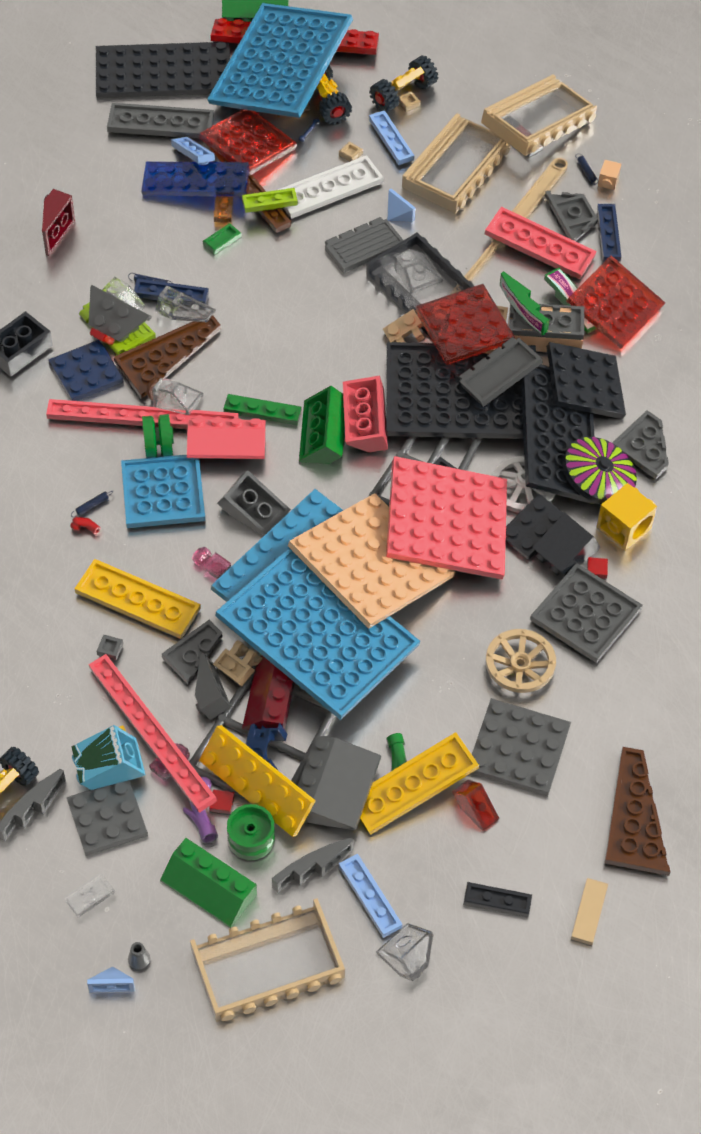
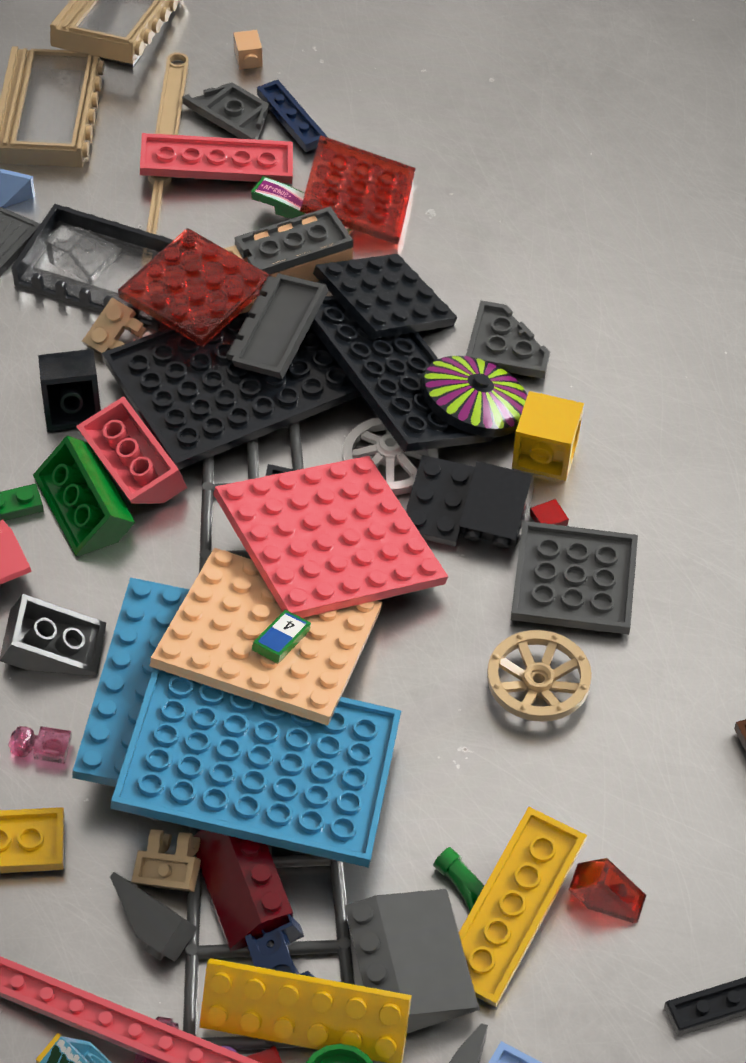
camera: 30 degrees left, 5 degrees down
(186, 653) = (86, 884): dark grey wing -> none
(355, 355) = (68, 388): none -> black slope
(373, 564) = (281, 636): none -> tile
(519, 746) = (609, 786): dark grey plate -> none
(520, 299) = (258, 232): green slope -> none
(587, 169) = (214, 54): dark blue piece -> none

